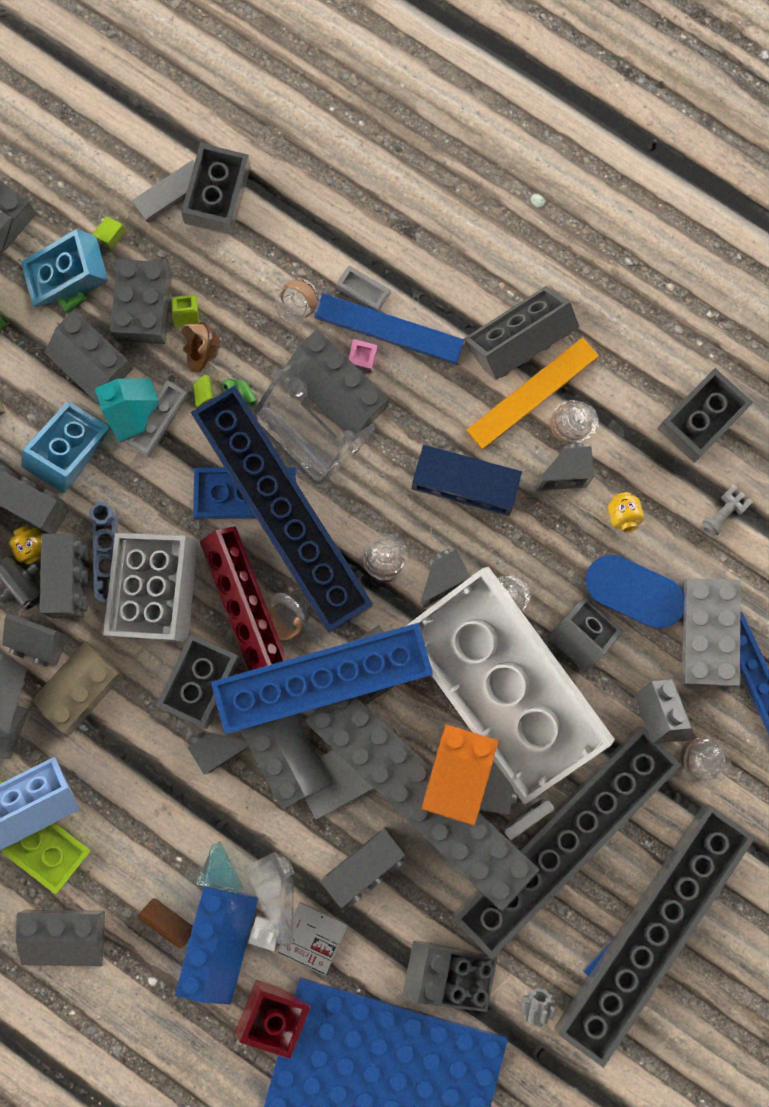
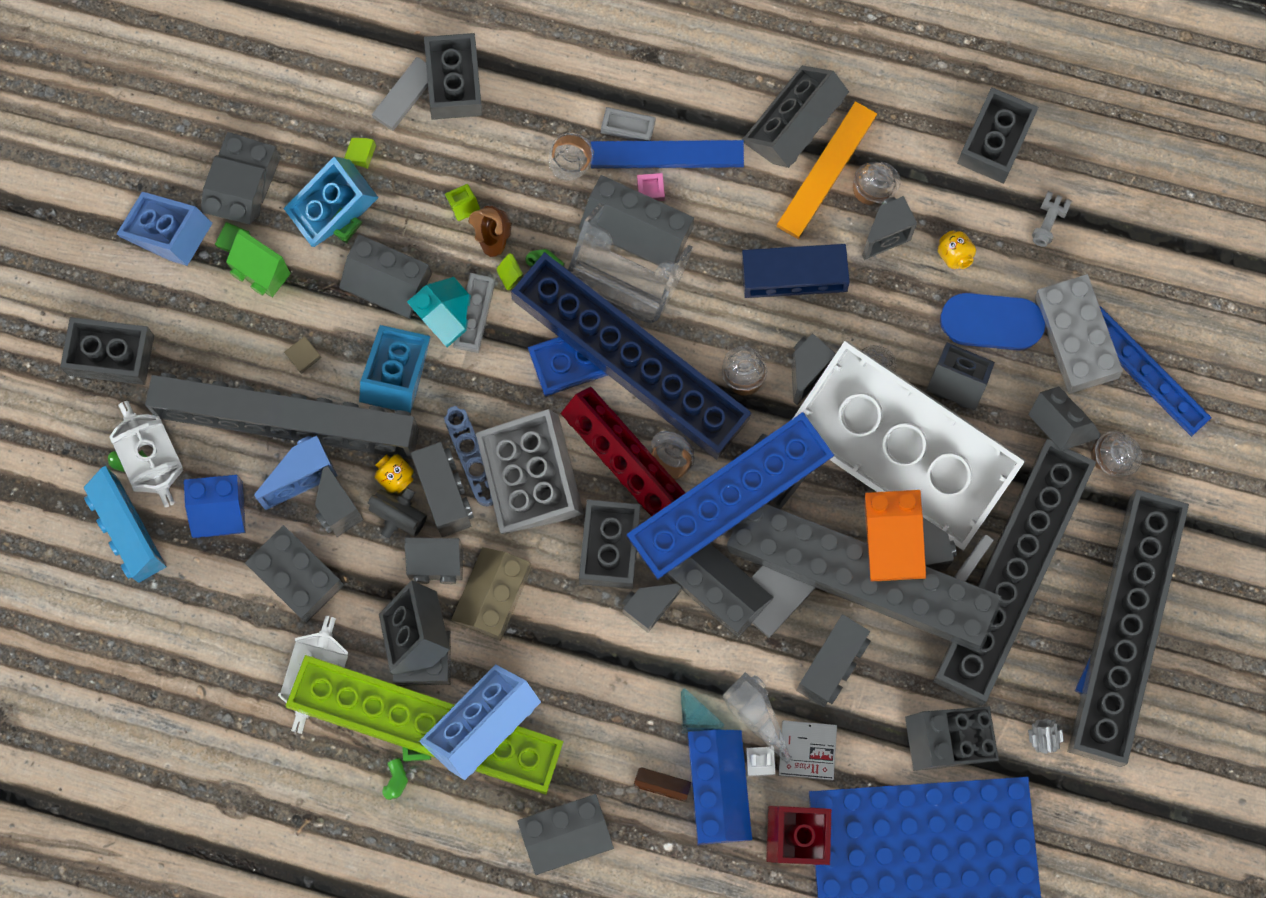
camera: 20 degrees left, 5 degrees down
(141, 301) = (418, 206): dark grey brick -> none

